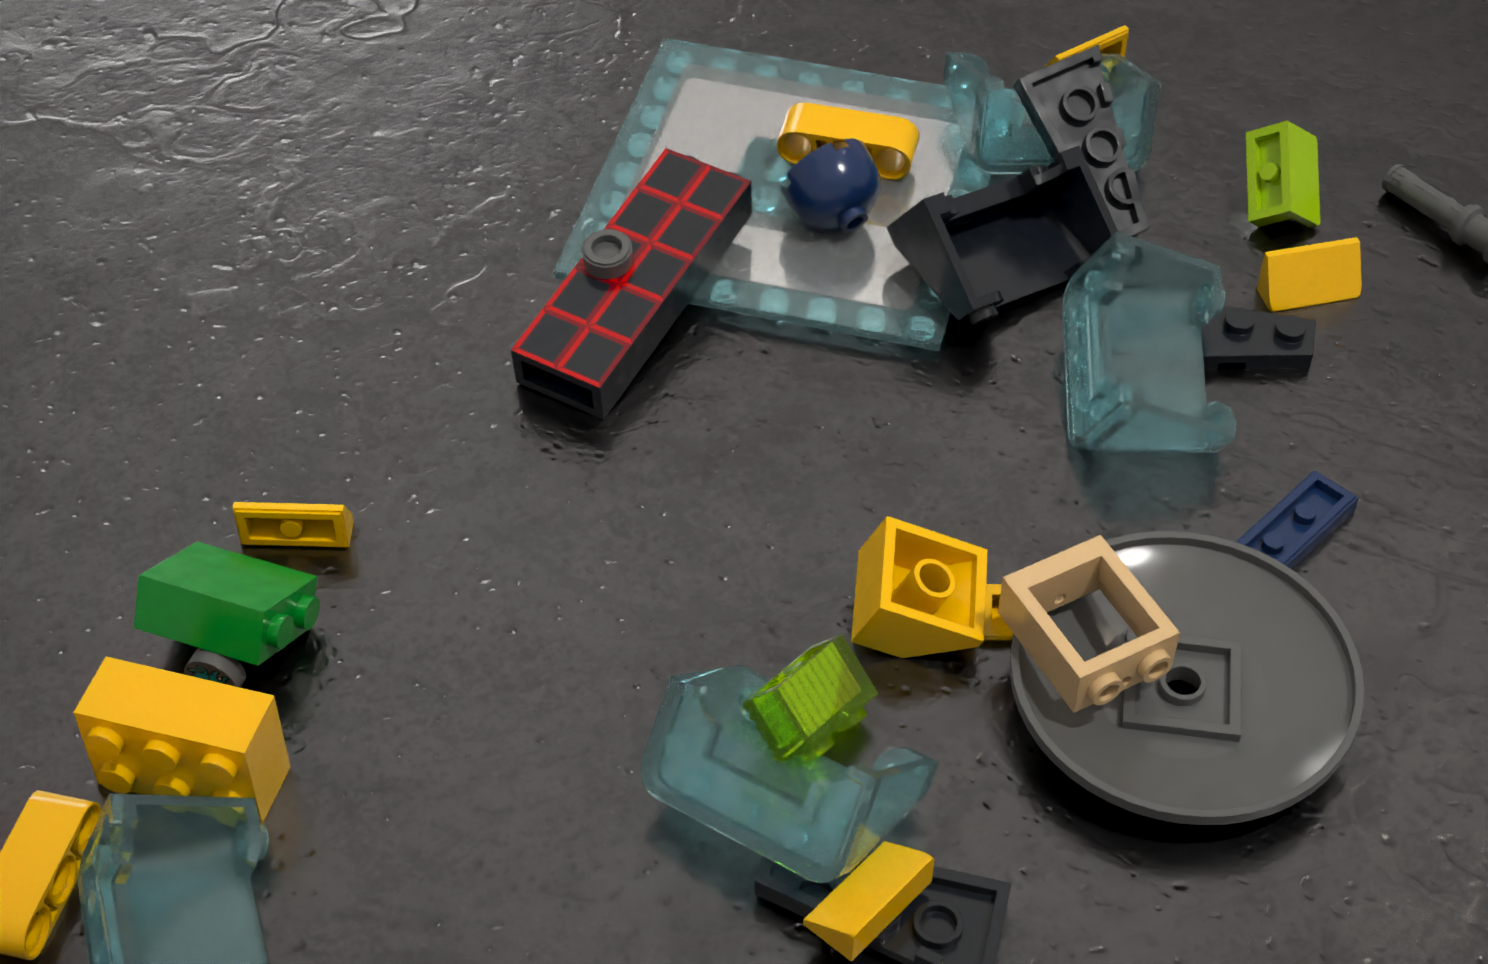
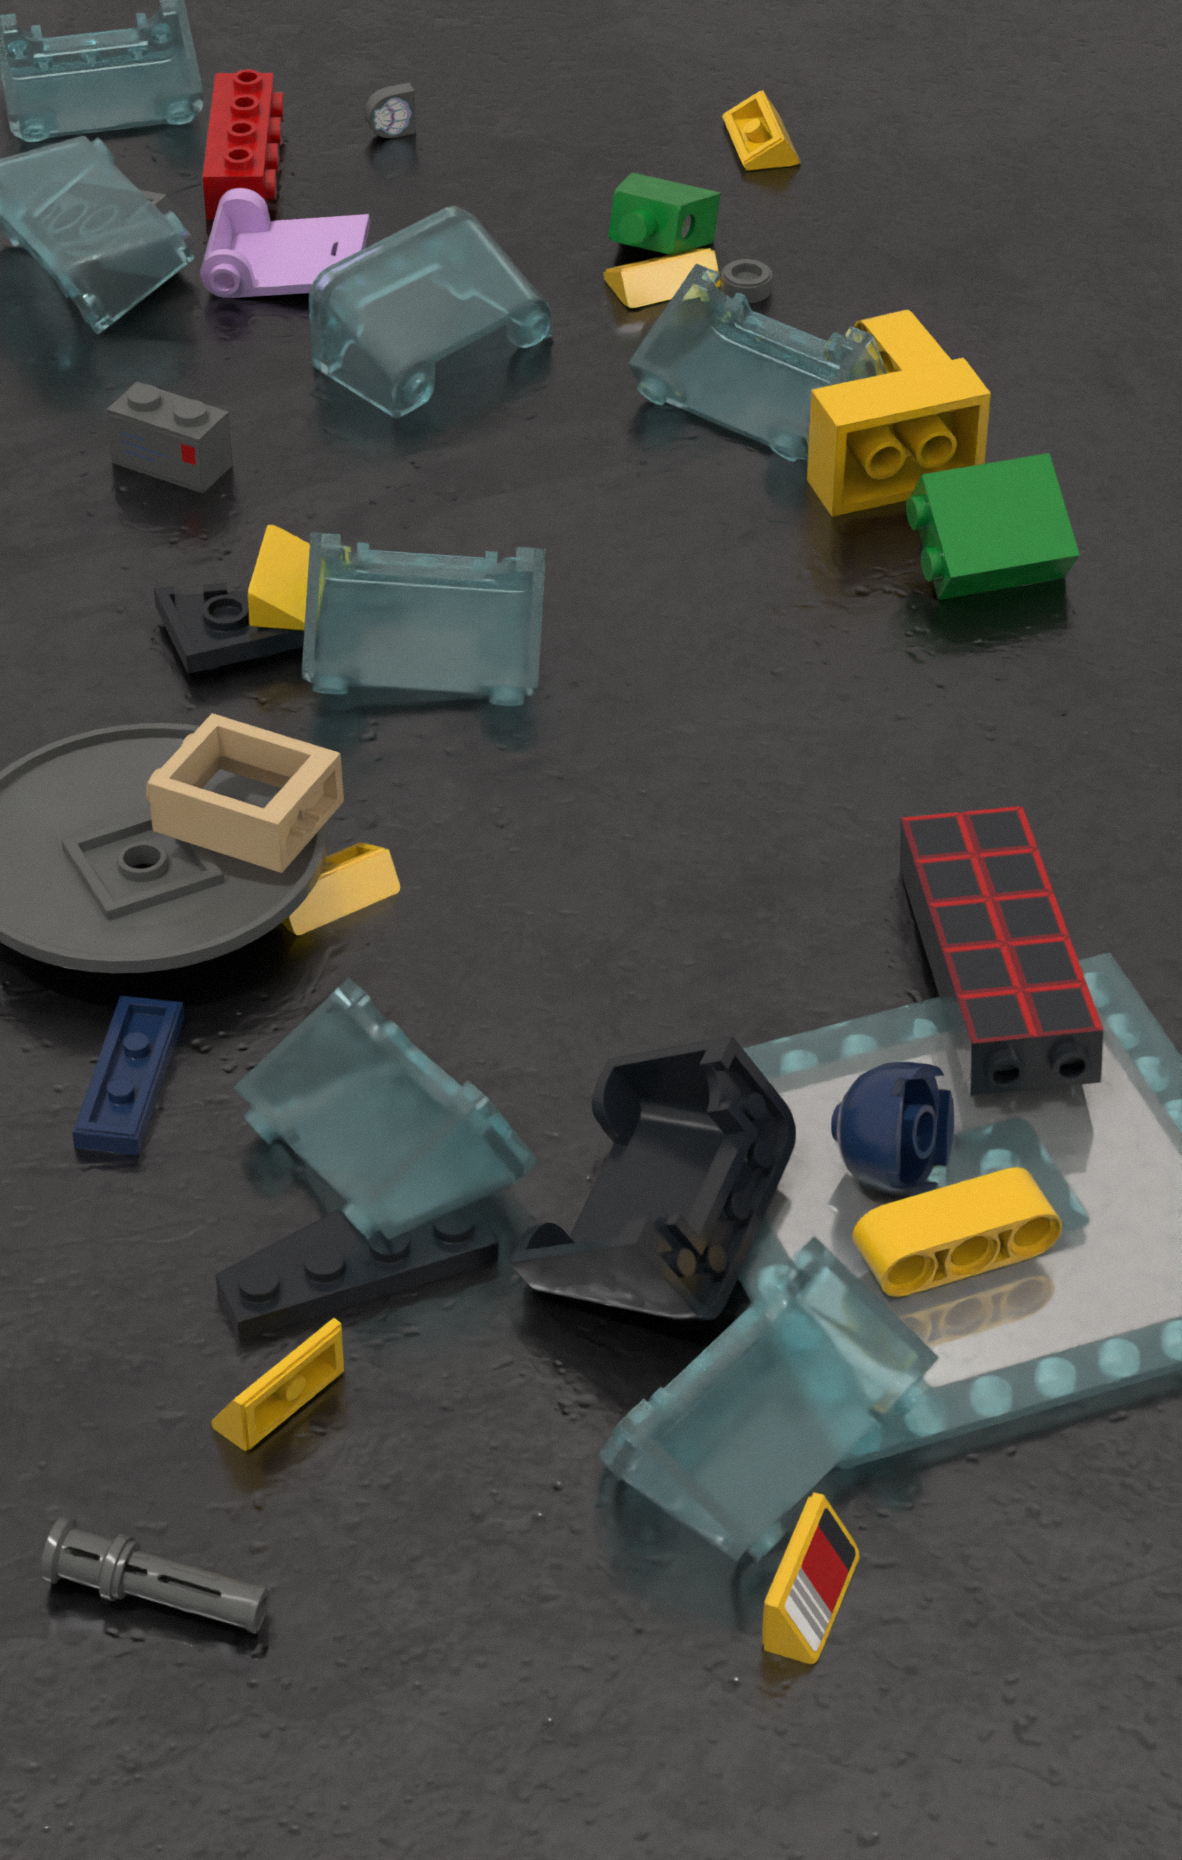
camera: 145 degrees right, 5 degrees down
(293, 524) = (1043, 634): yellow slope -> none
(607, 254) = (1027, 900): dark grey tile -> none
(811, 700) = (451, 680): clear neon green brick -> none
(918, 592) = (437, 807): yellow slope -> none
(1074, 109) = (660, 1335): black wing -> none
(1282, 175) = (387, 1480): lime panel -> none

